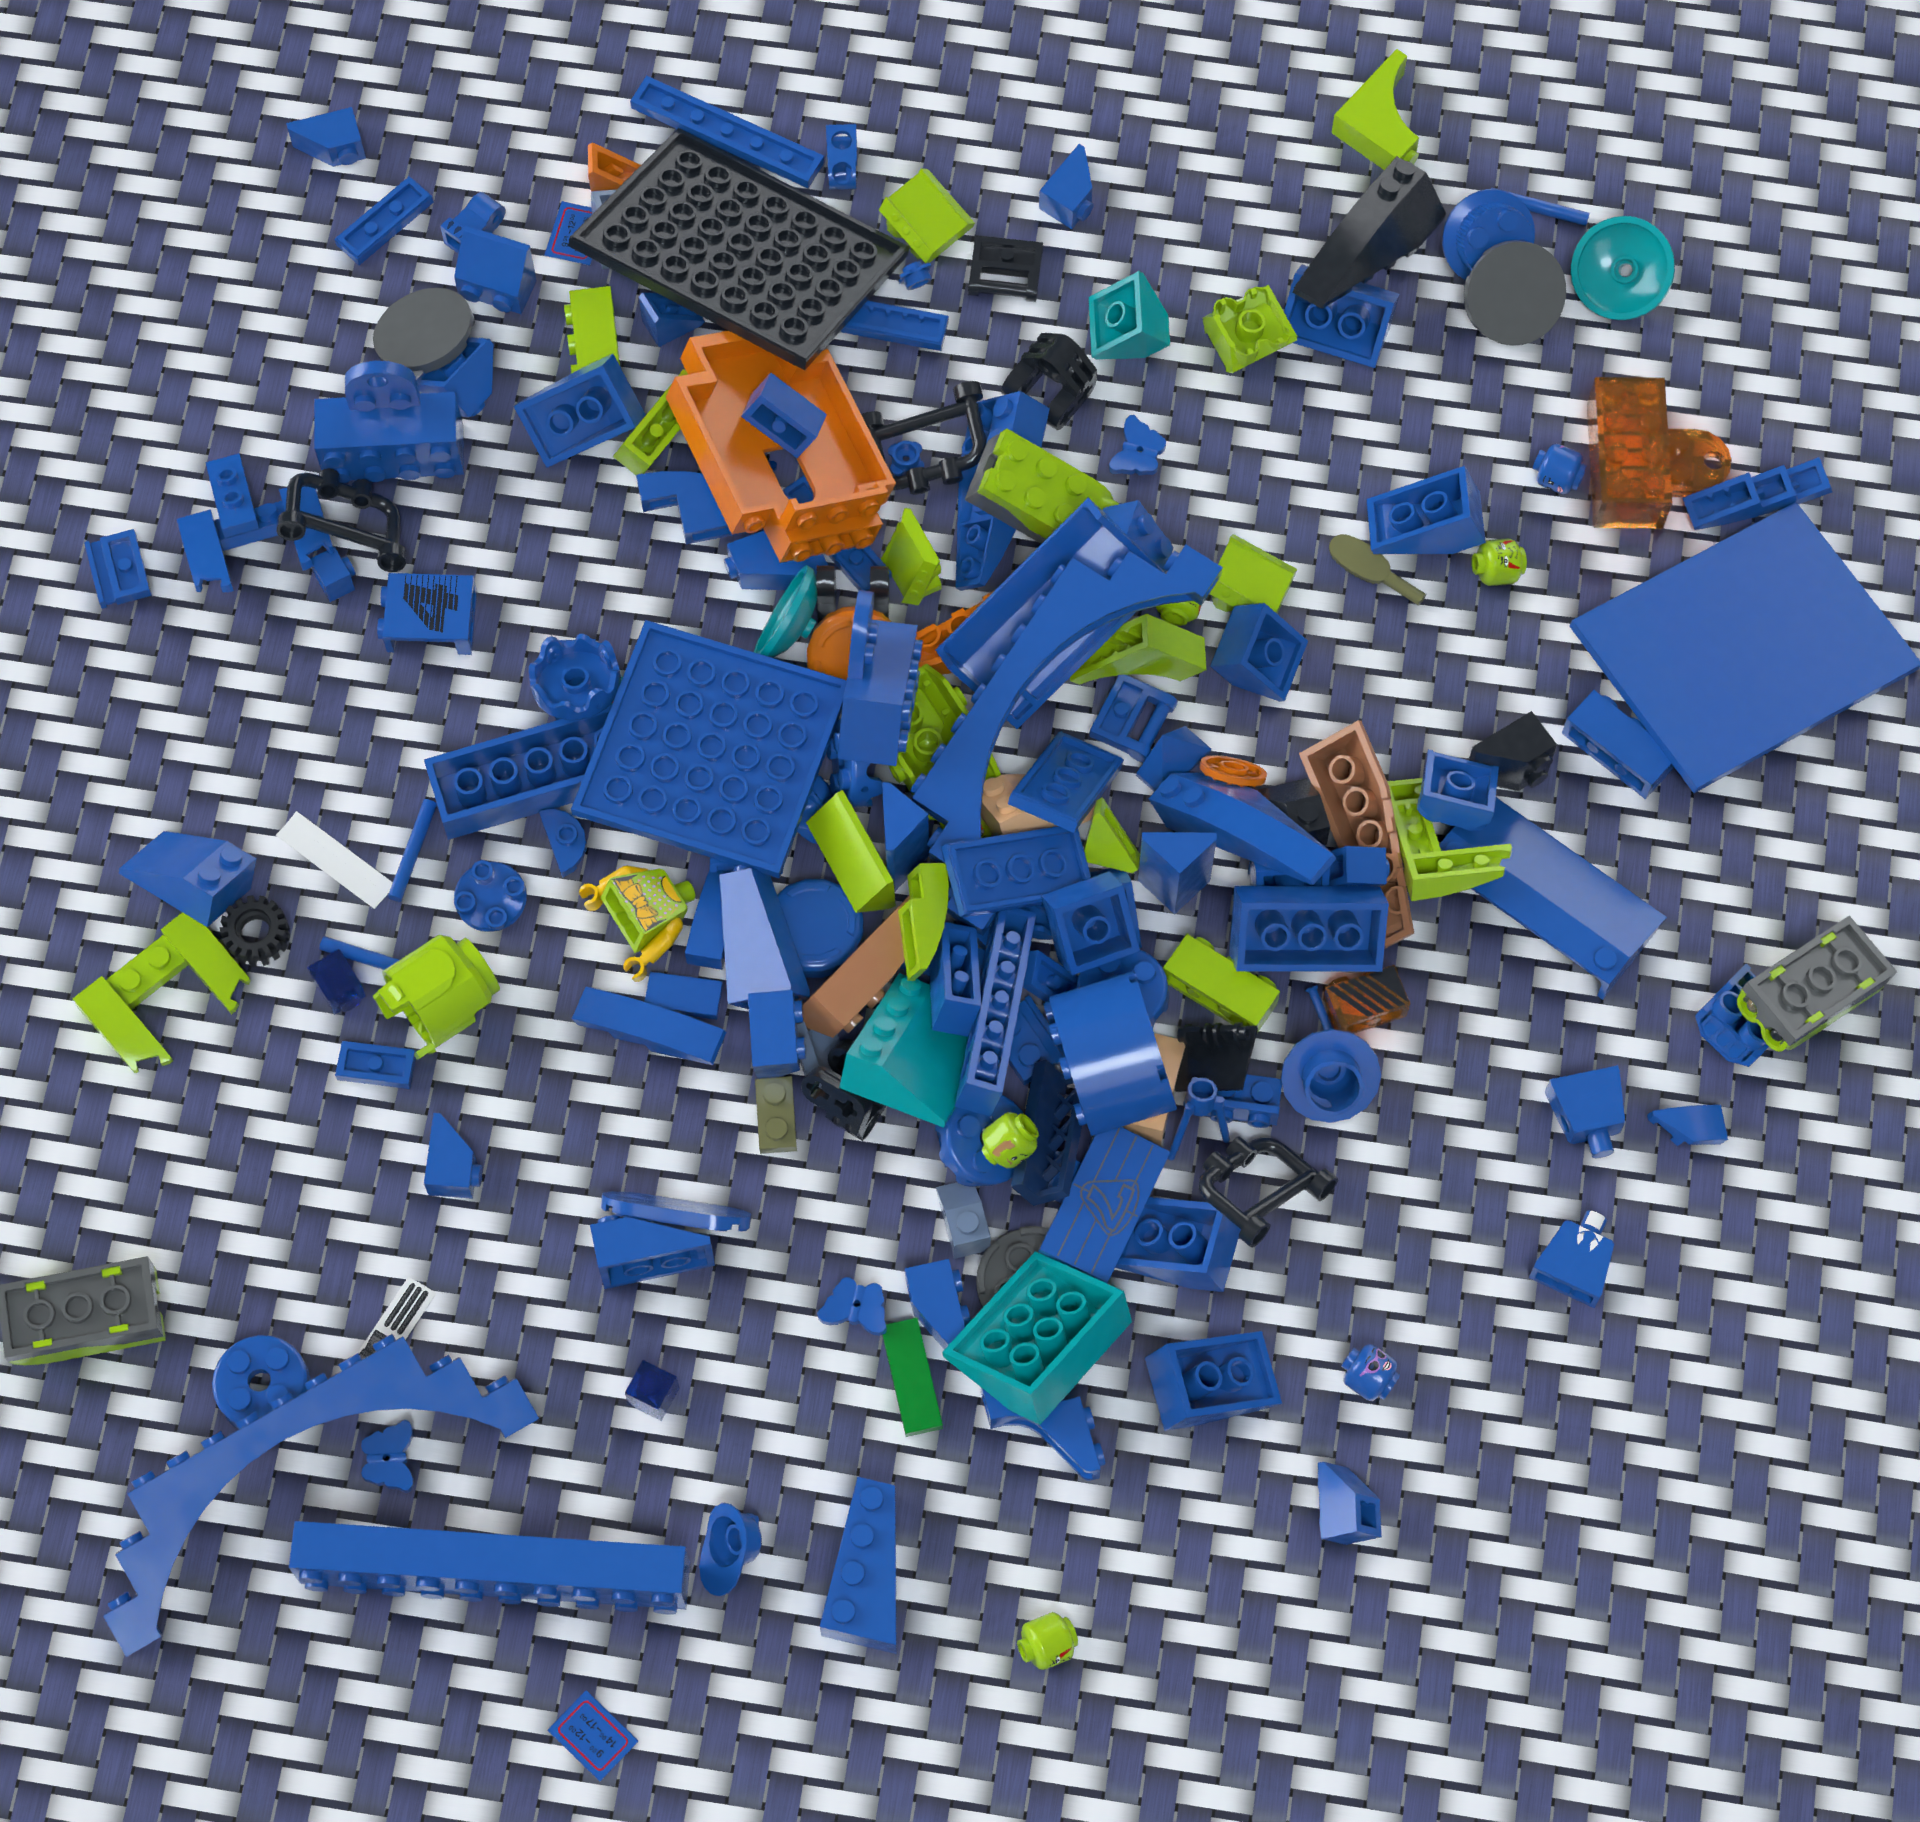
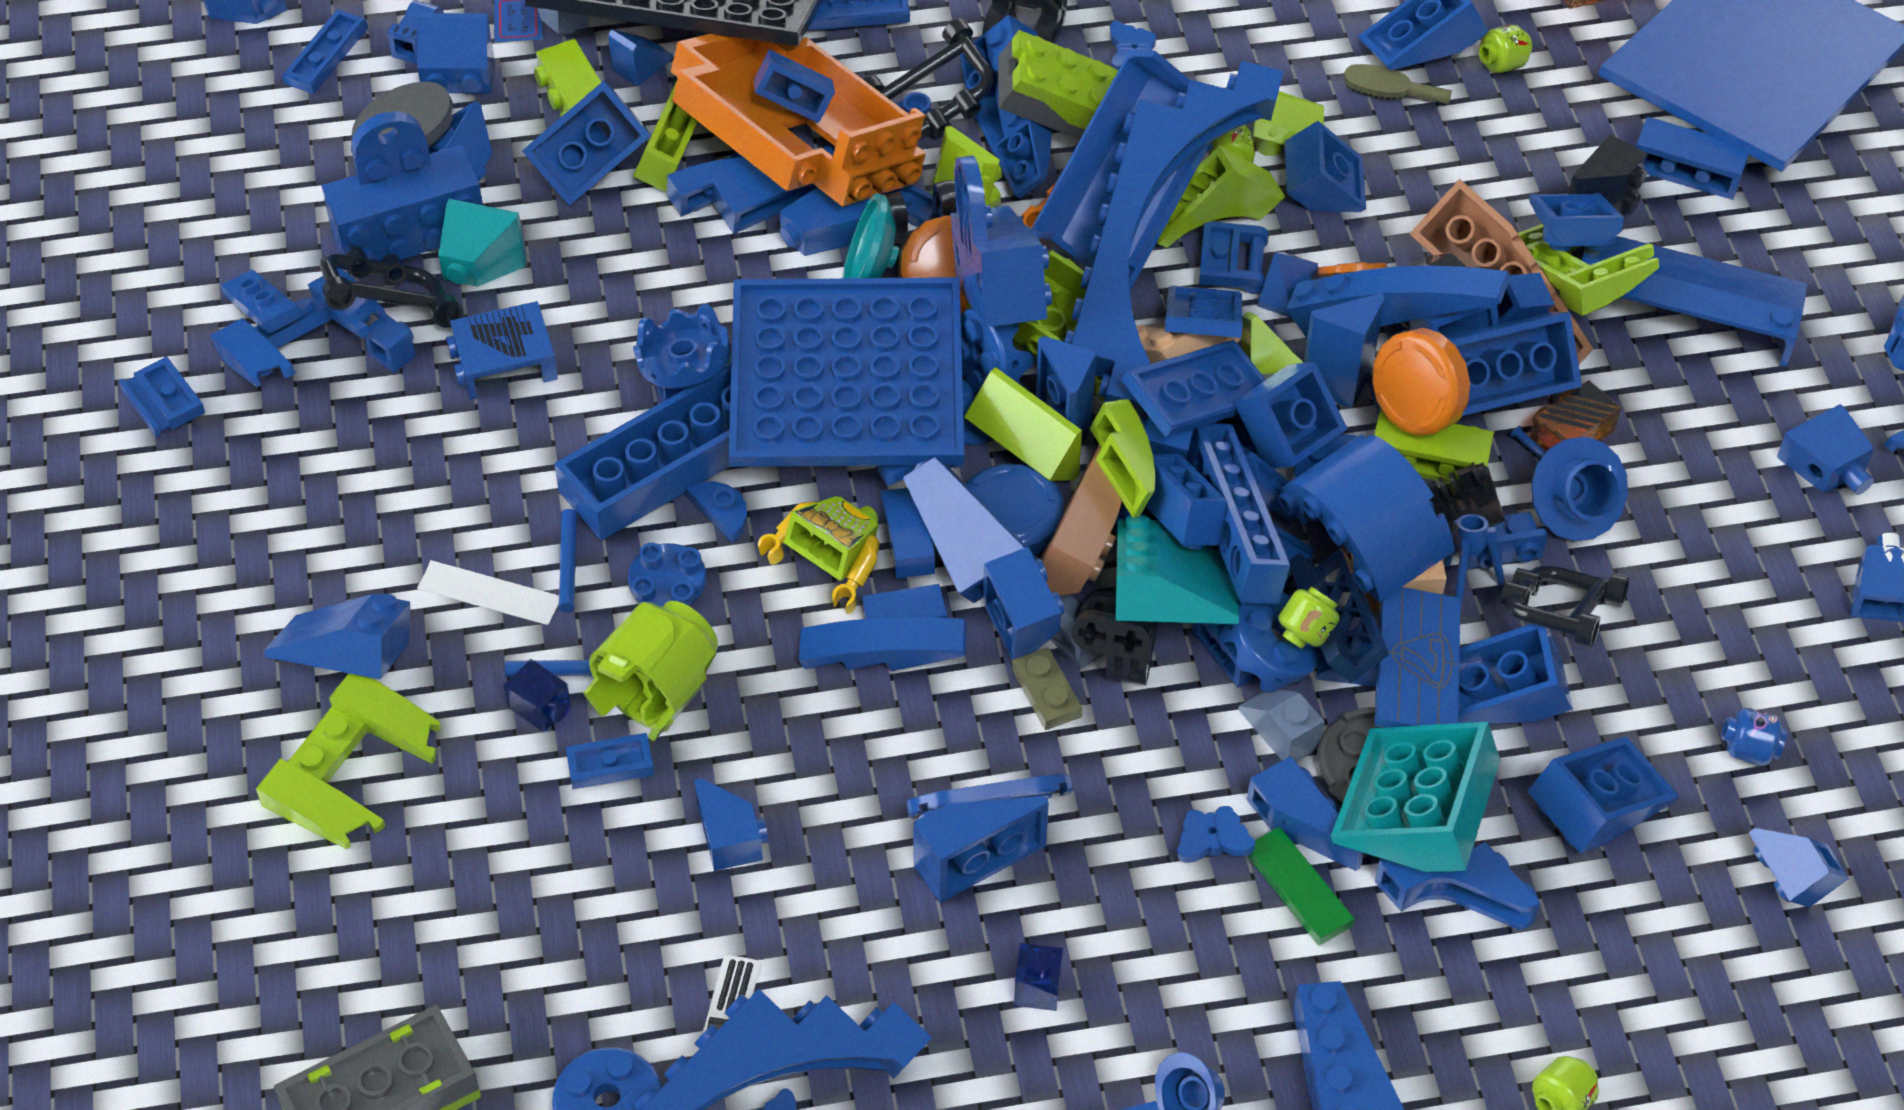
camera: 20 degrees left, 15 degrees down
(249, 911) = (425, 657): black tyre -> none
(442, 496) = (479, 243): none -> teal slope
(1217, 932) = (1421, 381): none -> orange piece

